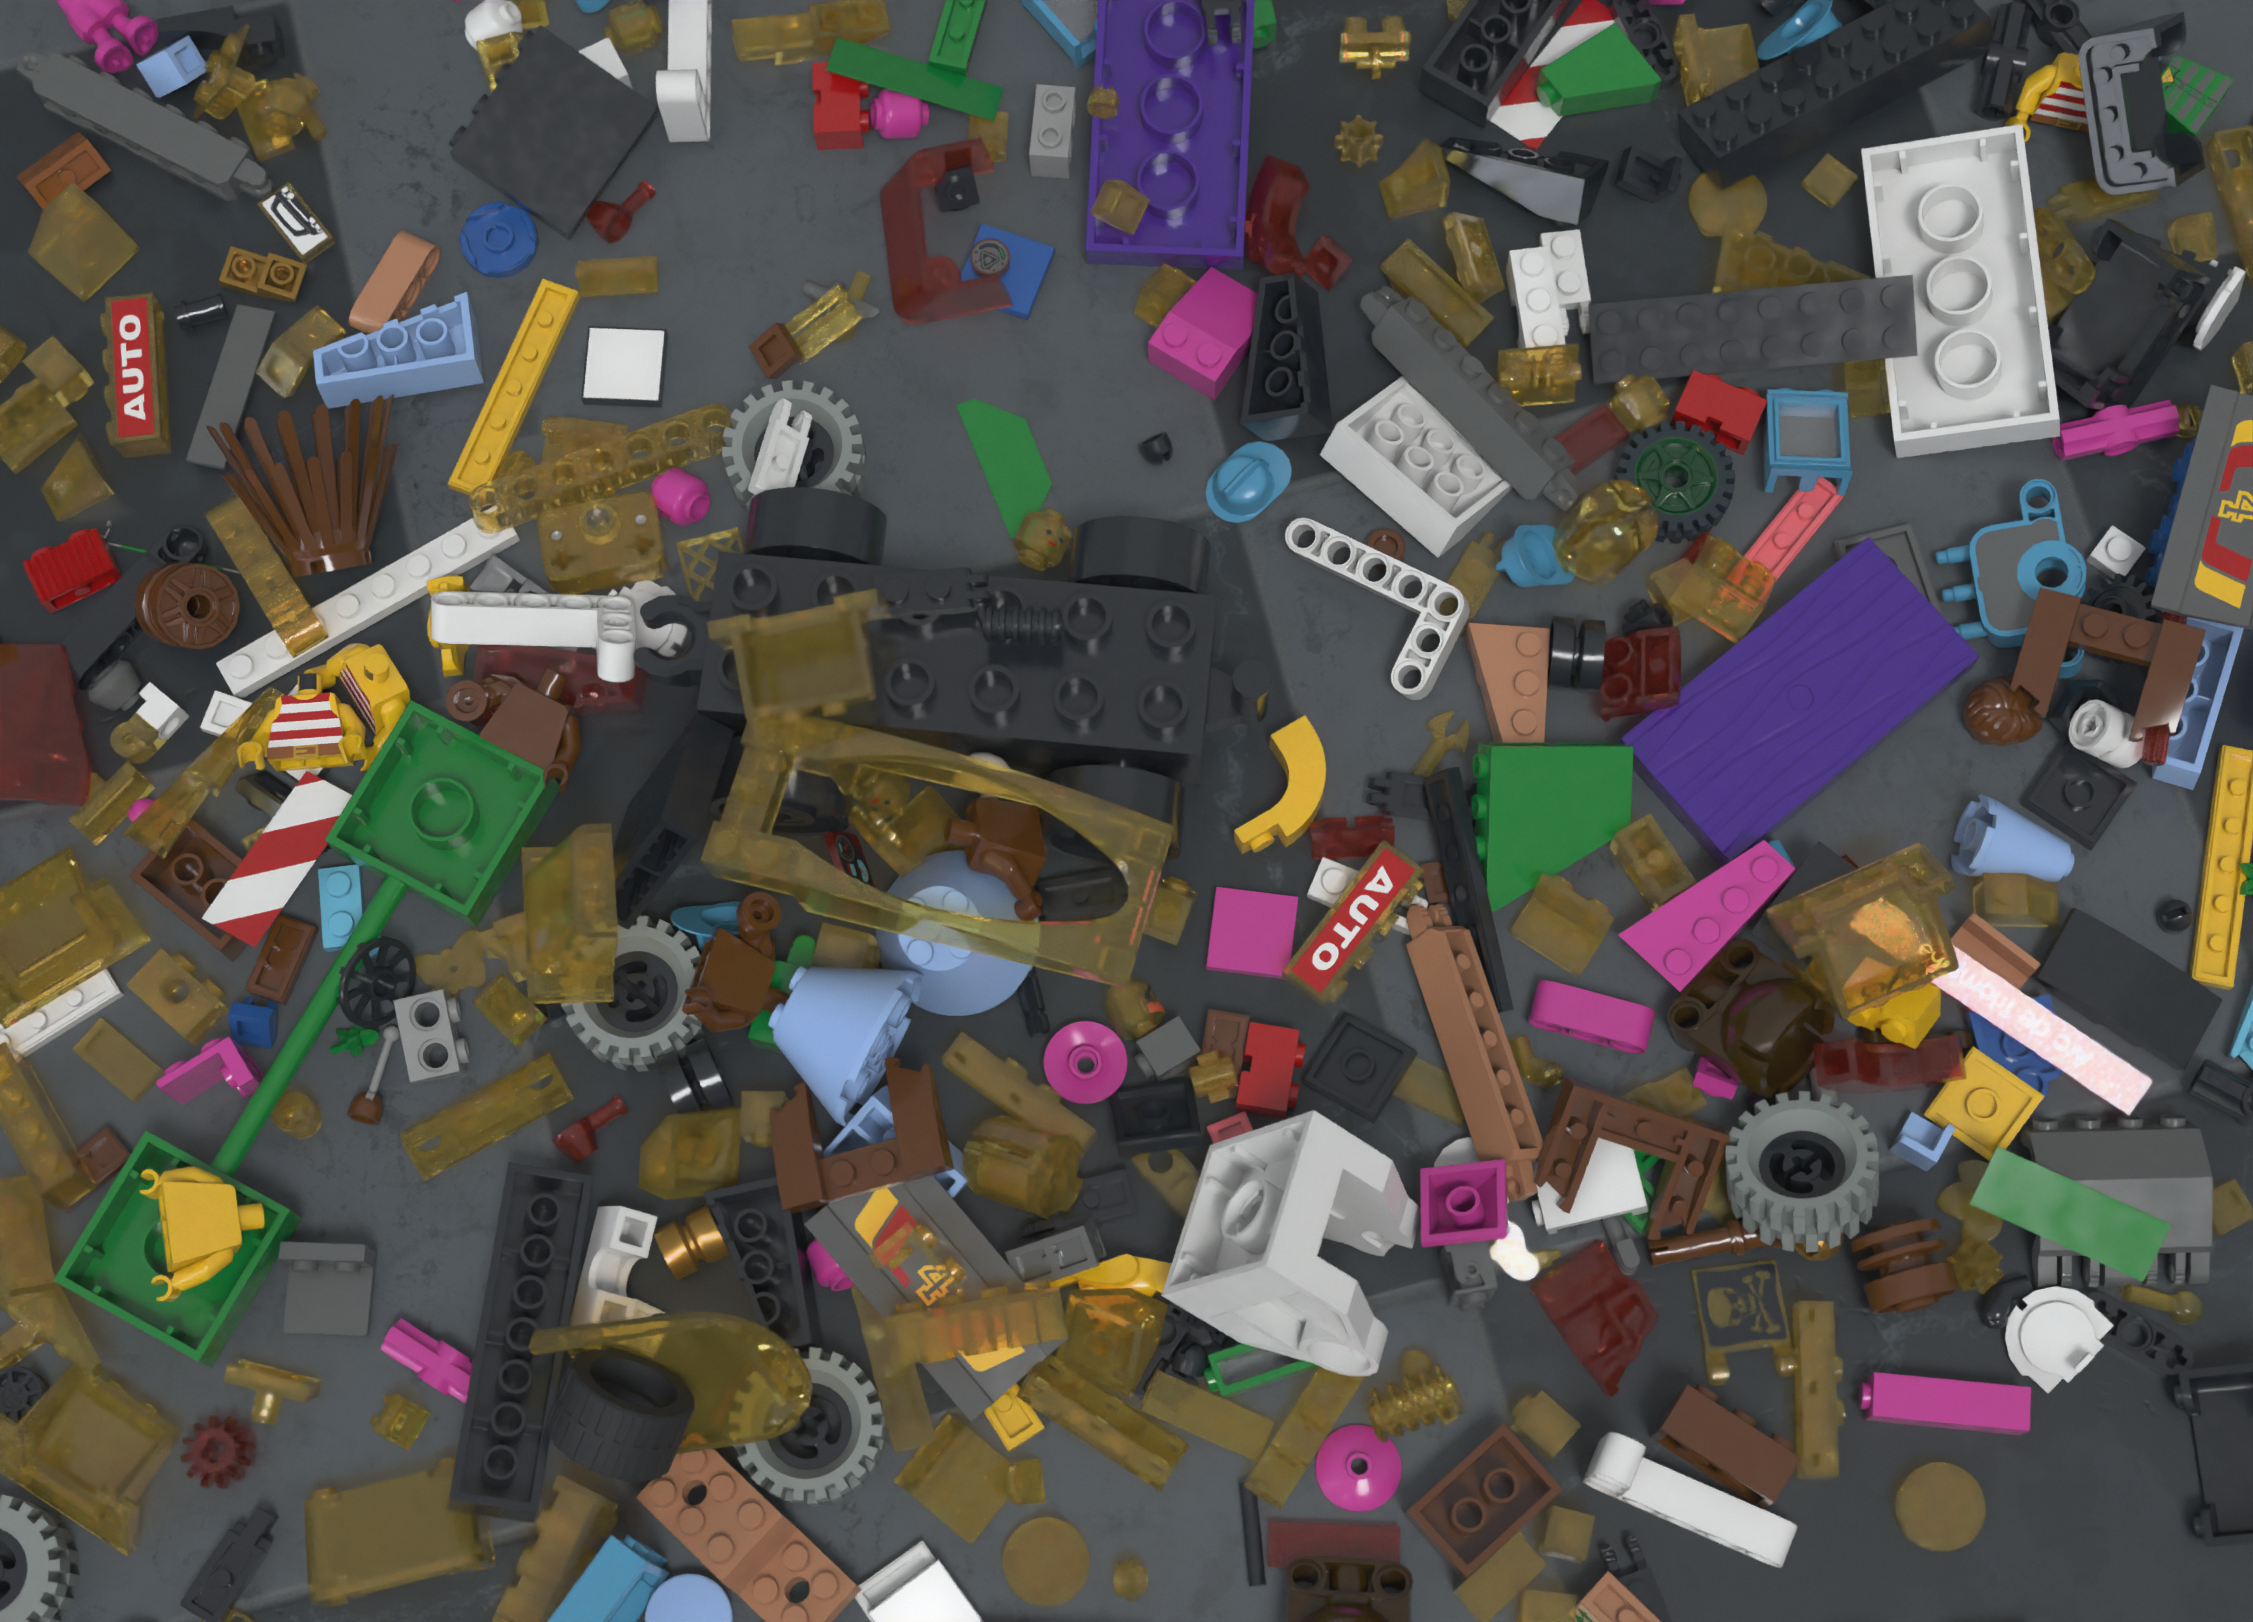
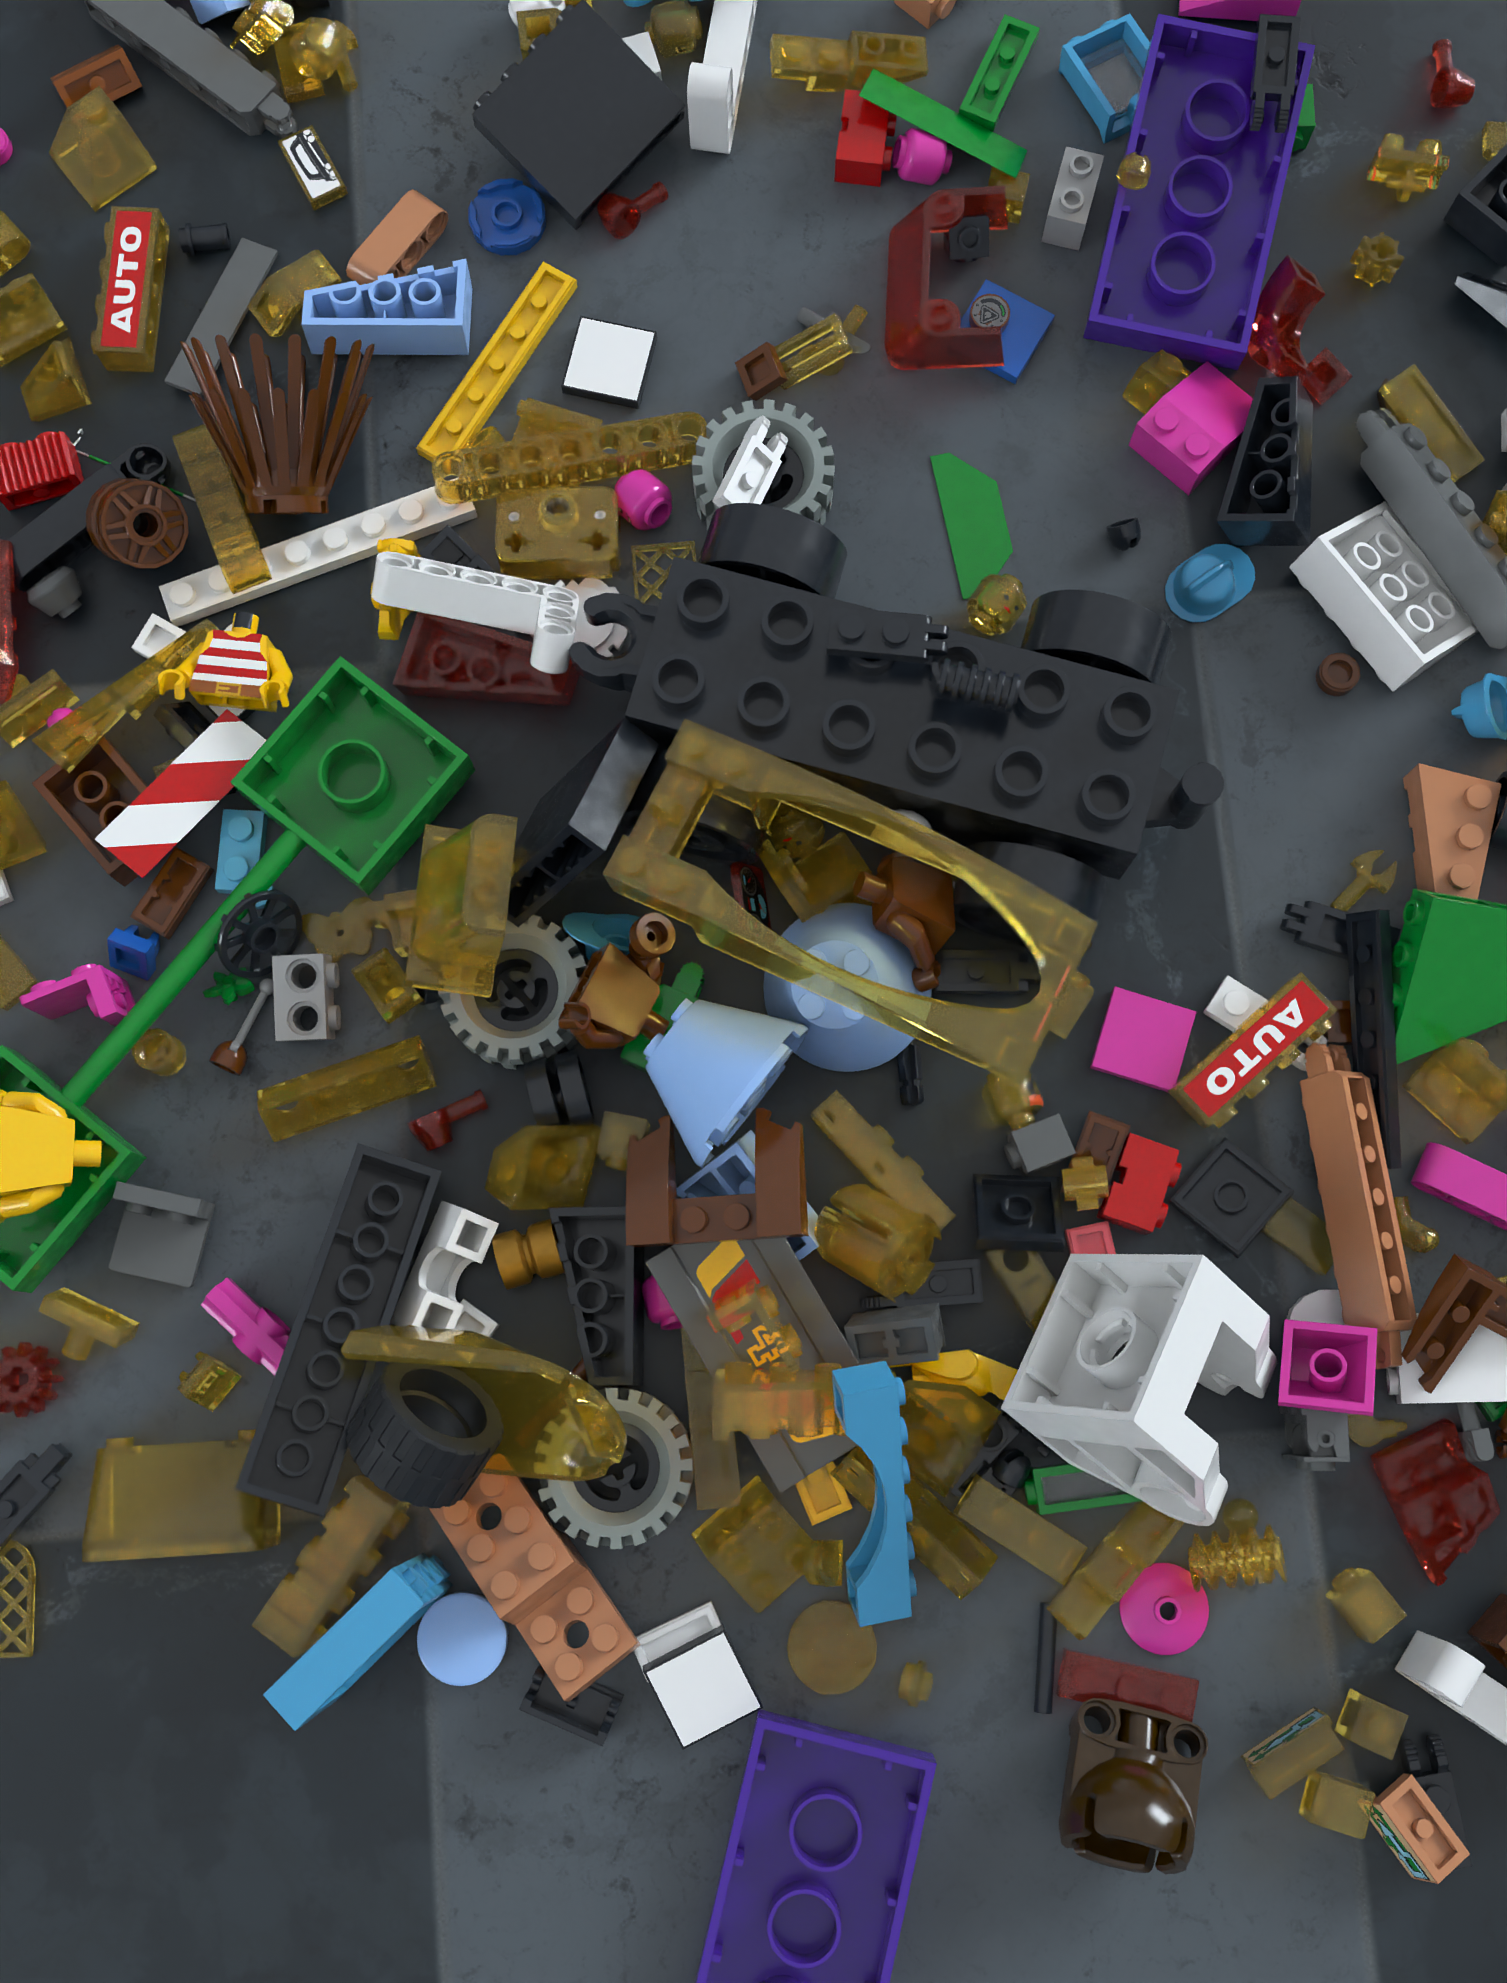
camera: 10 degrees right, 5 degrees up
(59, 372) = (56, 273): clear yellow brick -> none
(148, 727) = (81, 638): leg -> none
(162, 978) = (44, 899): clear yellow brick -> none
(262, 276) = (269, 213): pearl gold slope -> none
(372, 687) = (305, 634): yellow torso -> none
(528, 721) = (452, 697): reddish brown torso -> none
(617, 276) = (617, 272): clear yellow hinge -> none
(804, 658) = (746, 680): clear yellow windscreen -> none
(846, 948) = (732, 985): clear yellow brick -> none
(1076, 1476) = (878, 1569): none -> dark azure arch
(1081, 1042) = (967, 1124): dark pink dish -> none
(1120, 205) = (1132, 280): clear yellow slope -> none
(1304, 764) = (1224, 888): yellow arch -> none
(1335, 840) = (1243, 960): clear red hinge -> none
(1391, 588) = (1341, 716): white beam -> none
(1418, 182) = (1431, 310): clear yellow slope -> none
(1473, 255) = (1476, 393): clear yellow bracket -> none
(1474, 577) = (1416, 726): clear yellow hinge -> none
(1483, 1502) = (1292, 1675): reddish brown brick -> none

